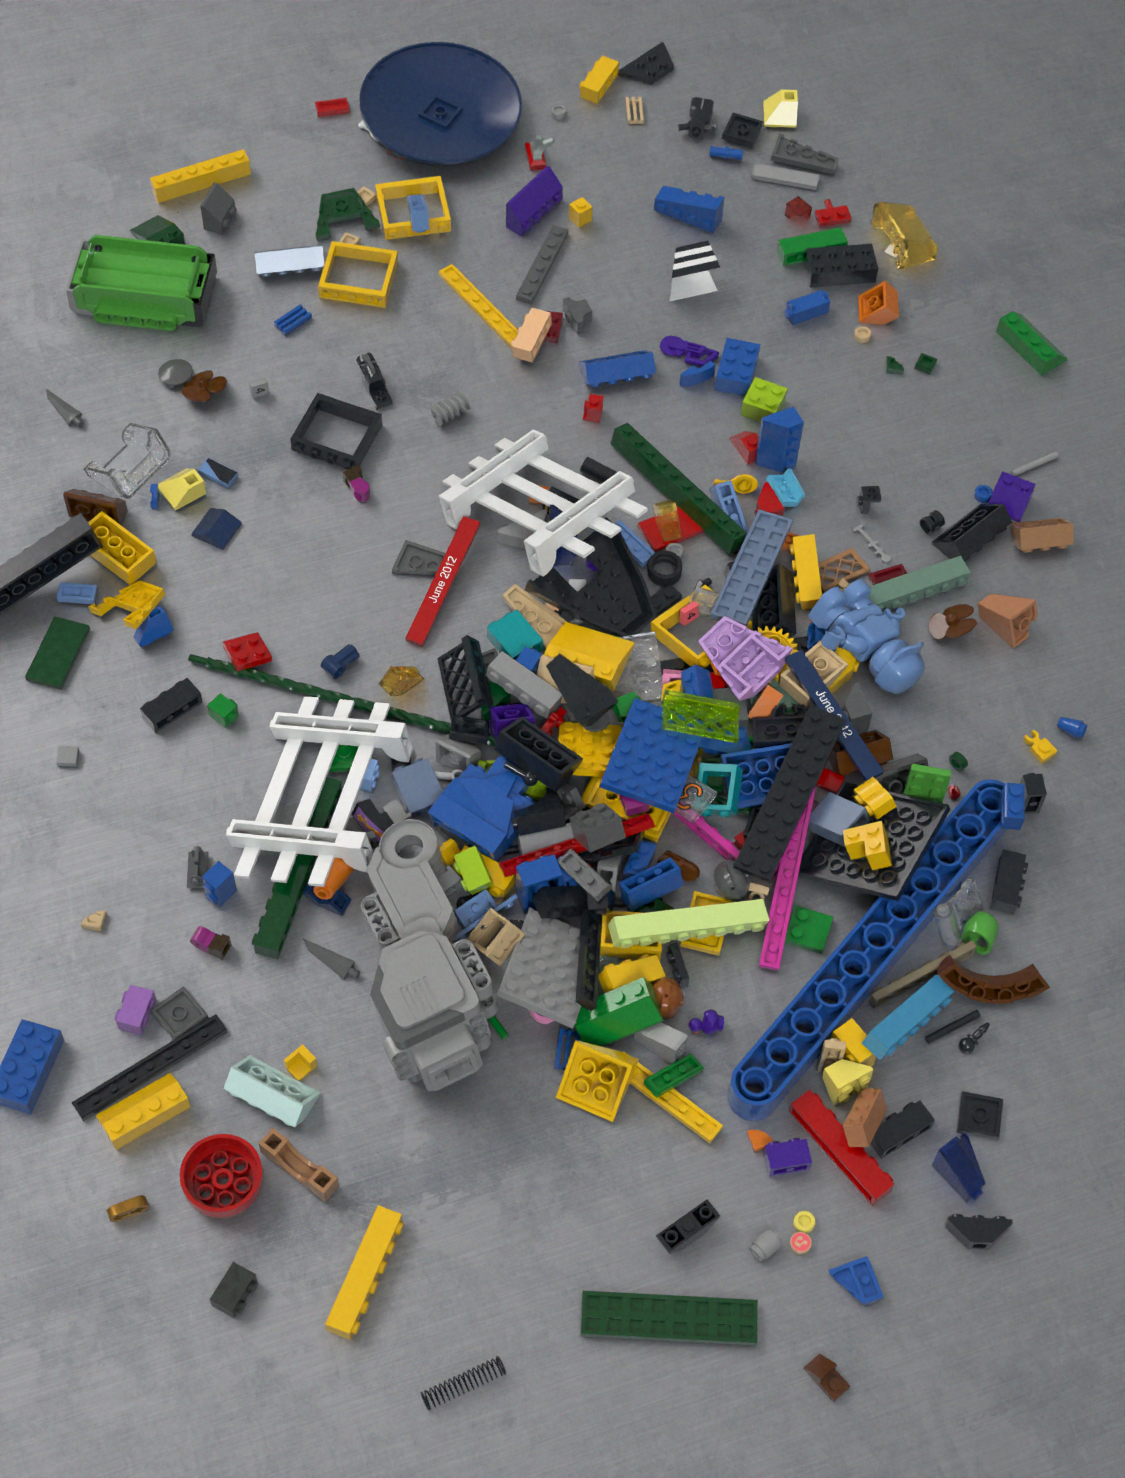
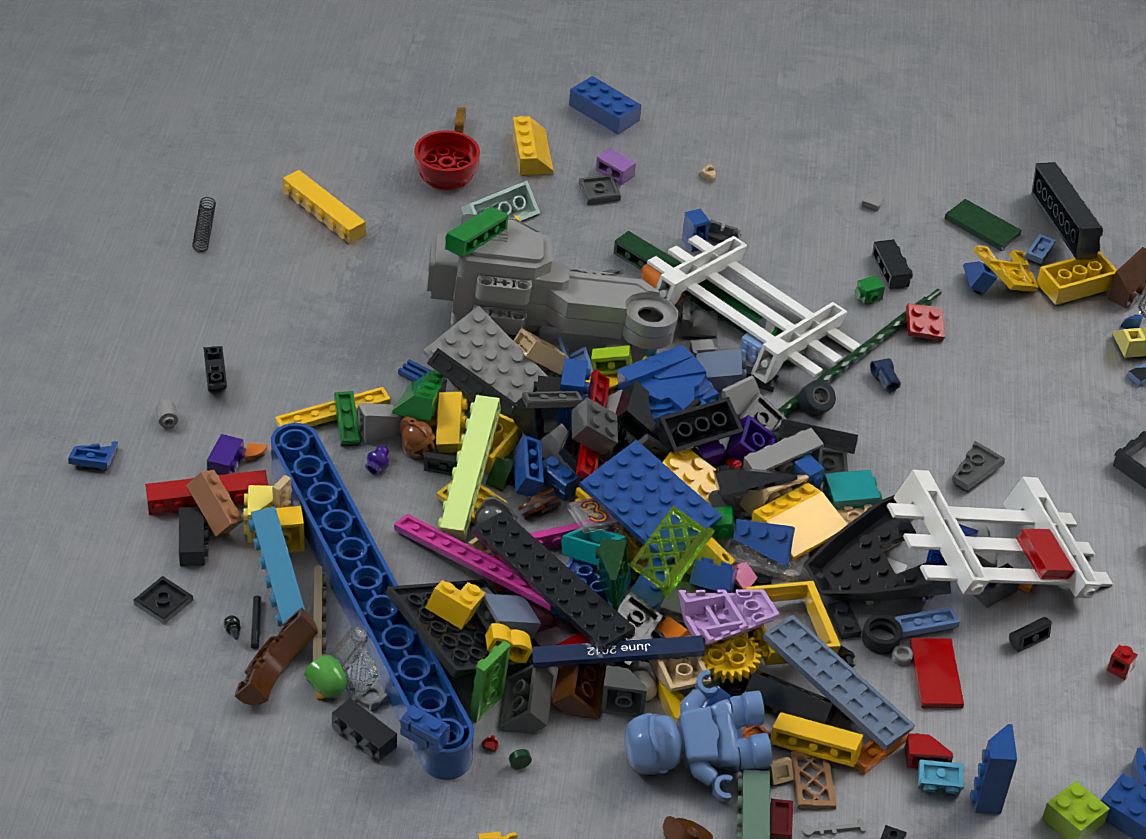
camera: 115 degrees right, 15 degrees down
(149, 1067) = (565, 165): black tile -> none
(211, 942) = (649, 219): leg -> none
(217, 527) = (1079, 352): dark blue slope -> none
(234, 1290) = (361, 145): pearl dark grey brick -> none
(312, 1176) = (448, 194): medium nougat arch -> none
(354, 482) = (1092, 453): leg -> none
(370, 819) = (702, 330): black slope -> none
(400, 680) = (845, 404): clear yellow slope -> none
(411, 699) = (817, 398): none -> black wheel
(437, 1001) = (476, 231): none -> green brick
(442, 581) = (944, 466): red tile -> none
(528, 468) = (1045, 554): none -> red piece
(596, 1079) = (375, 373): yellow slope -> none
(633, 663) = (766, 538): none -> blue wing
(667, 520) = (940, 652): clear yellow slope -> none
(669, 1318) = (158, 341): dark green plate -> none
(678, 488) = (983, 680): dark green brick -> none
(689, 613) = (804, 604): coral tile -> none
(705, 599) = (815, 619): clear brick -> none
(725, 497) = (940, 716): medium blue slope -> none
(742, 483) = (968, 742): yellow piece -> none
(746, 445) = (1026, 774): red slope -> none
(759, 745) = (613, 569): none -> dark green slope
(800, 1243) = (153, 438): tile -> none
(804, 1222) = (167, 448): light yellow tile -> none
(808, 929) = (419, 566): green plate -> none
(826, 1376) = (45, 406): reddish brown slope -> none
(960, 1168) = (127, 554): clear blue slope -> none
(977, 1231) = (70, 541): black slope -> none
(1034, 792) = (442, 788): black brick -> none

